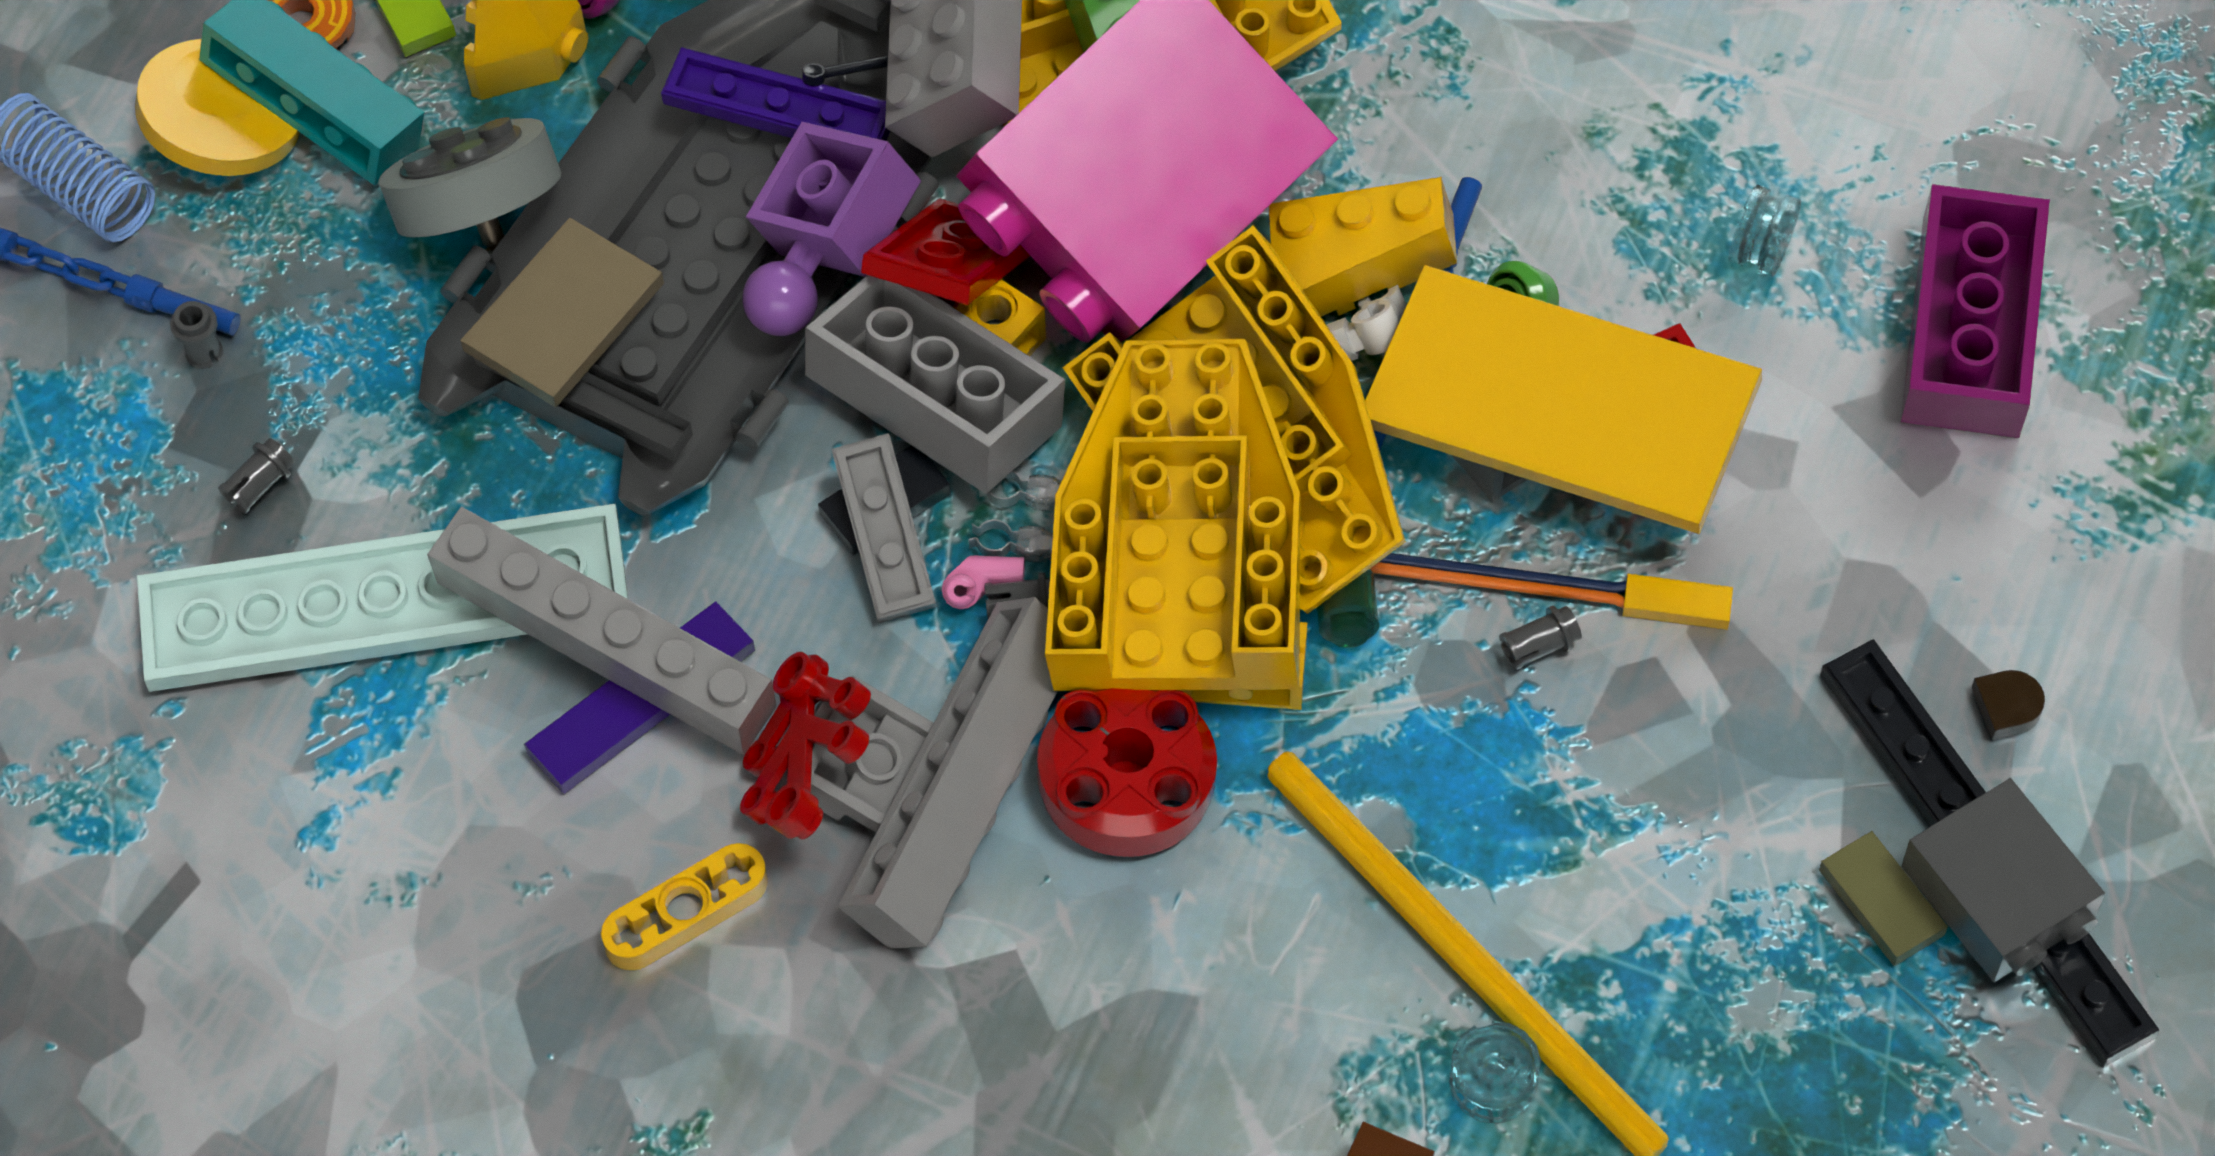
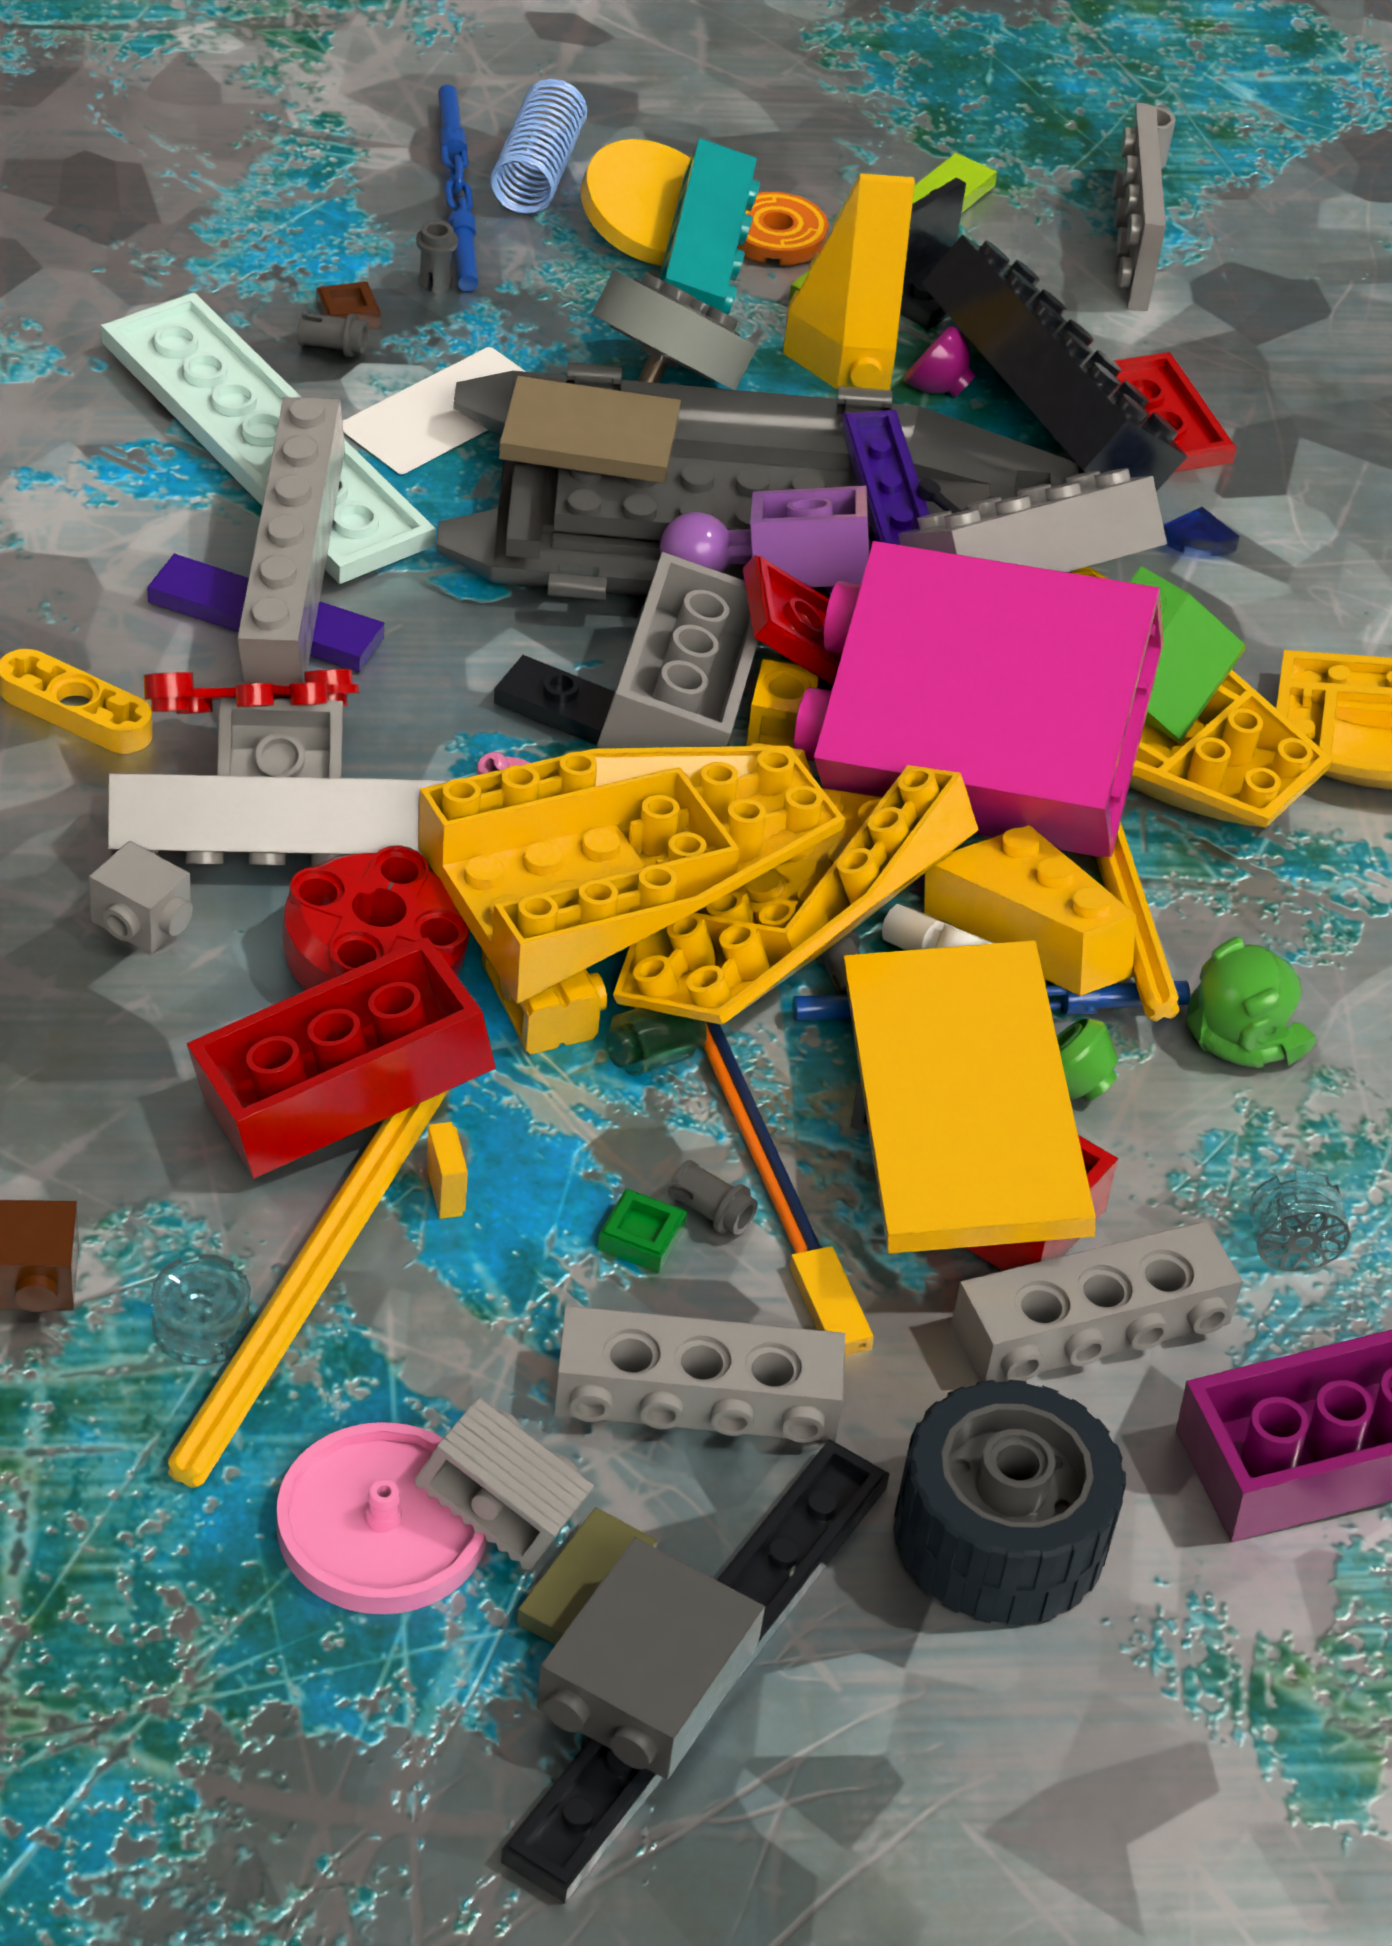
camera: 55 degrees right, 15 degrees down
(213, 446) = (348, 299): none -> reddish brown tile
(414, 458) = (422, 418): none -> white sticker
(884, 528) = (520, 694): light grey tile -> none
(993, 943) = (140, 897): none -> light grey brick
(1290, 851) = (341, 1056): none -> red brick
(1361, 173) = (1150, 964): none -> yellow axle
(1429, 824) = (447, 1170): none -> yellow tile
(1520, 149) = (1246, 1005): none -> bright green helmet
(1543, 706) = (642, 1230): none -> green tile
(1757, 1020) = (363, 1528): none -> bright pink piece
(1760, 649) = (700, 1374): none -> light grey brick
(1764, 494) = (1096, 1303): none -> light grey brick
(1792, 912) = (504, 1483): none -> light grey brick
(1956, 567) = (1008, 1501): none -> black wheel
(2009, 702) = (892, 1625): dark brown tile -> none

